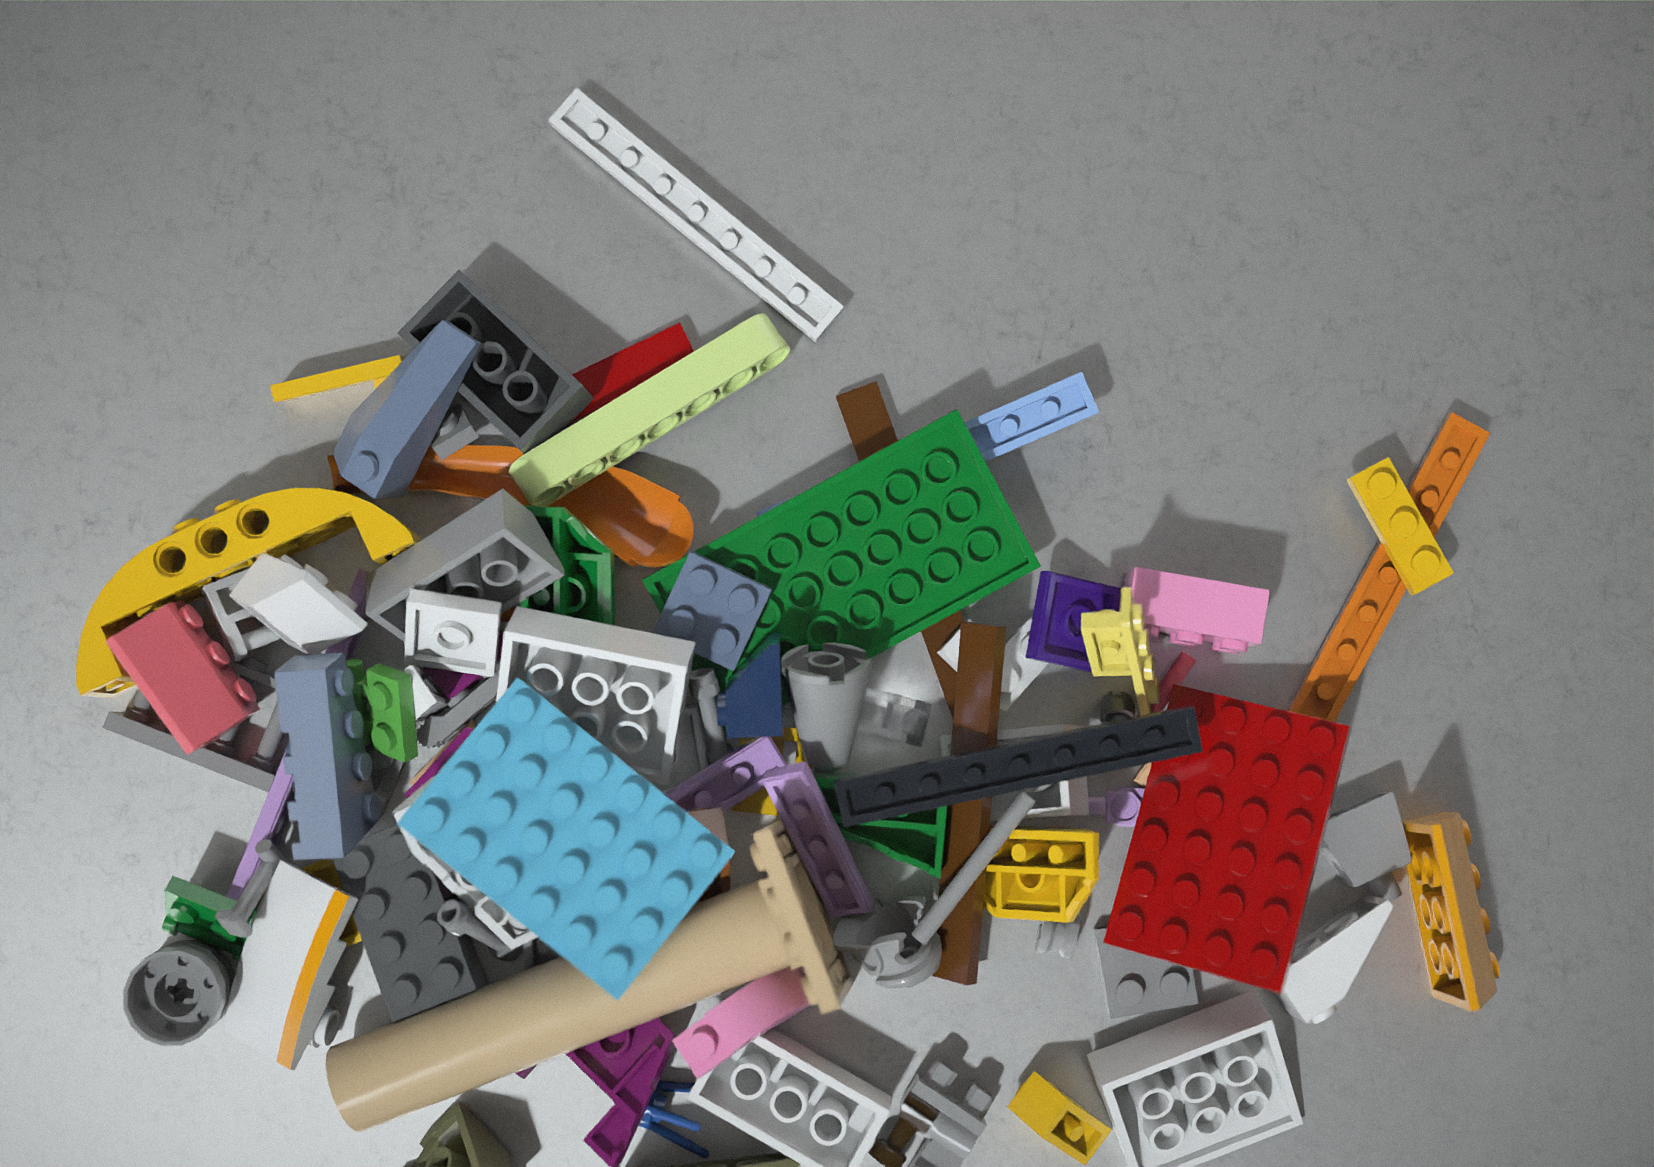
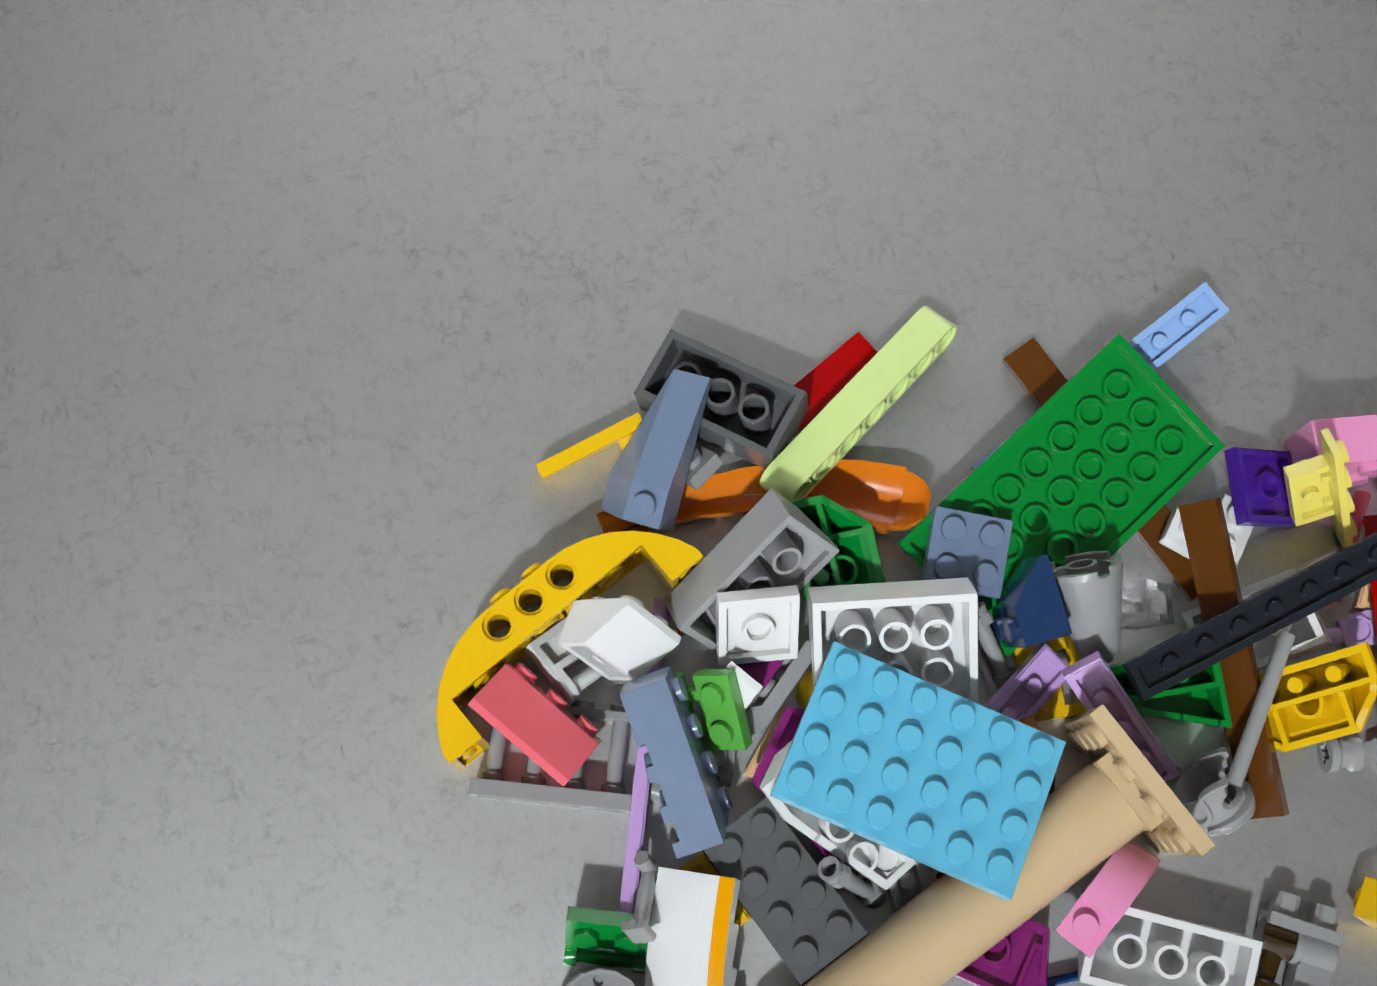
camera: 15 degrees left, 10 degrees down
(696, 215) = (845, 244): white plate -> none
(1116, 707) = (1320, 548): dark grey hinge -> none

